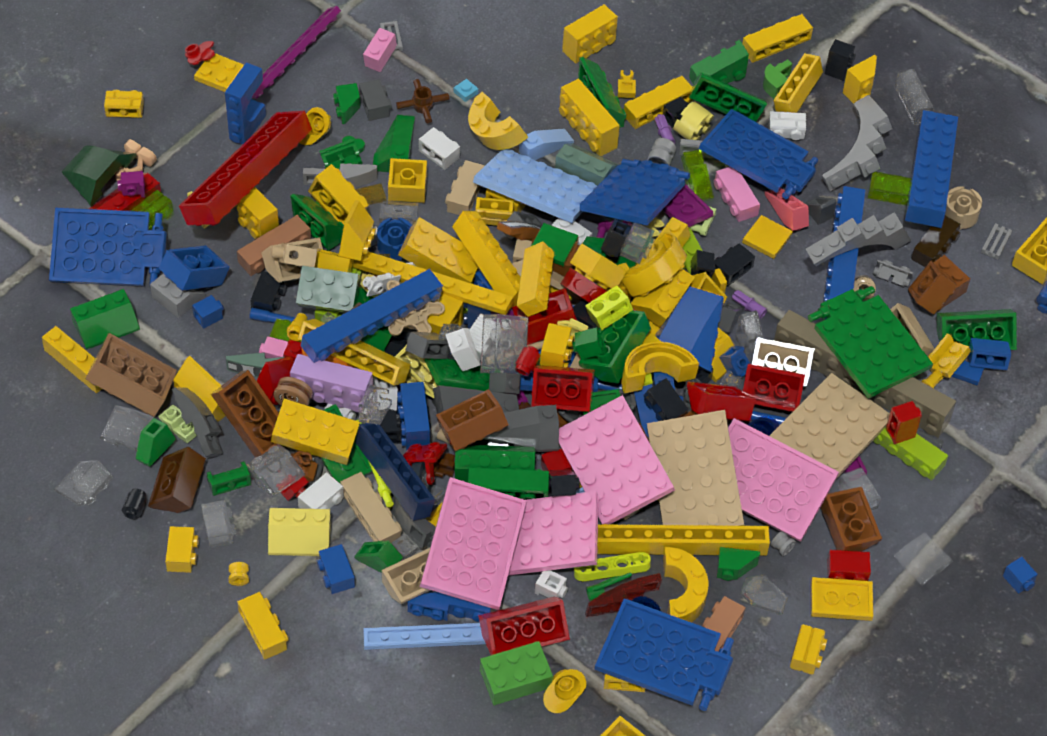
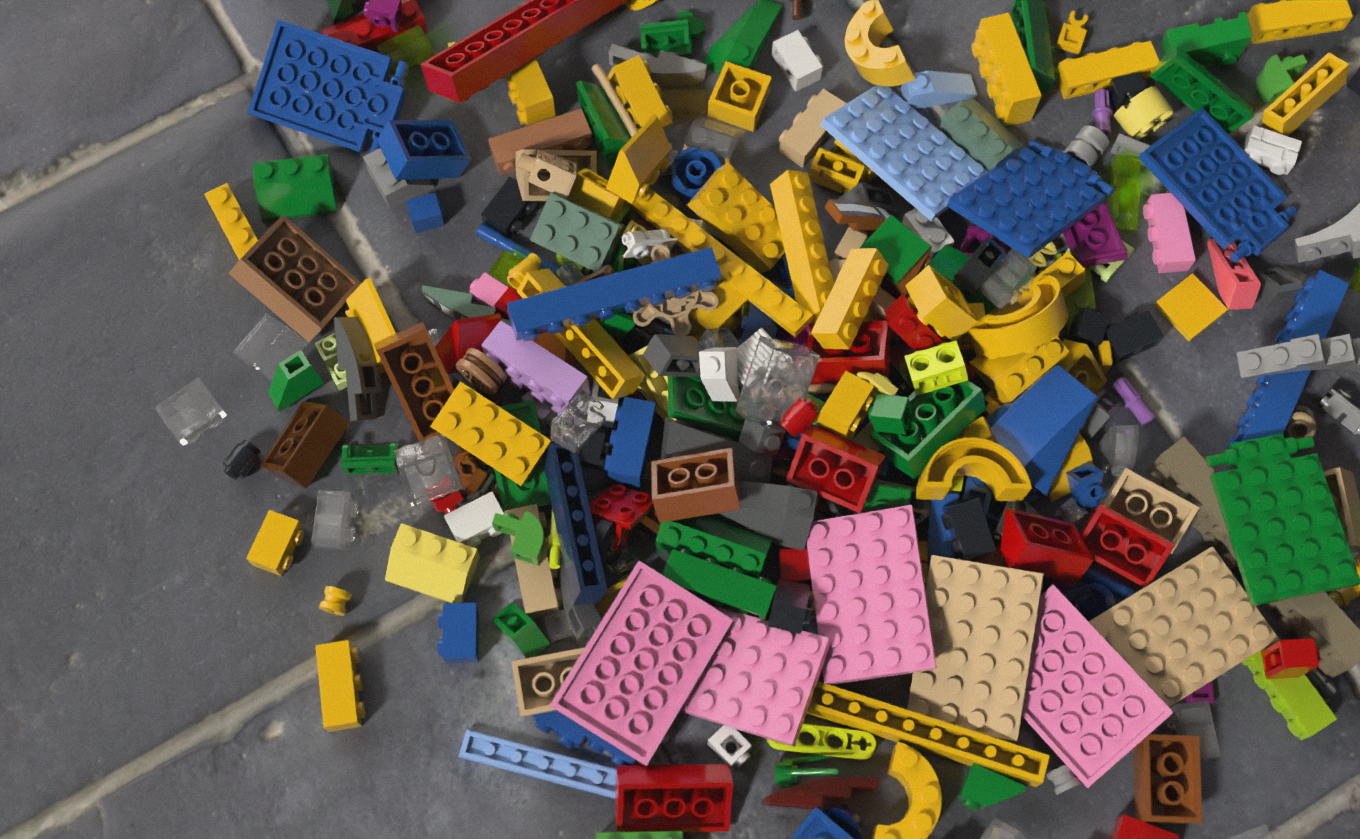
camera: 20 degrees right, 15 degrees up
(320, 202) = (615, 99): none -> tan bar
(363, 487) = (528, 534): none -> bright green brick

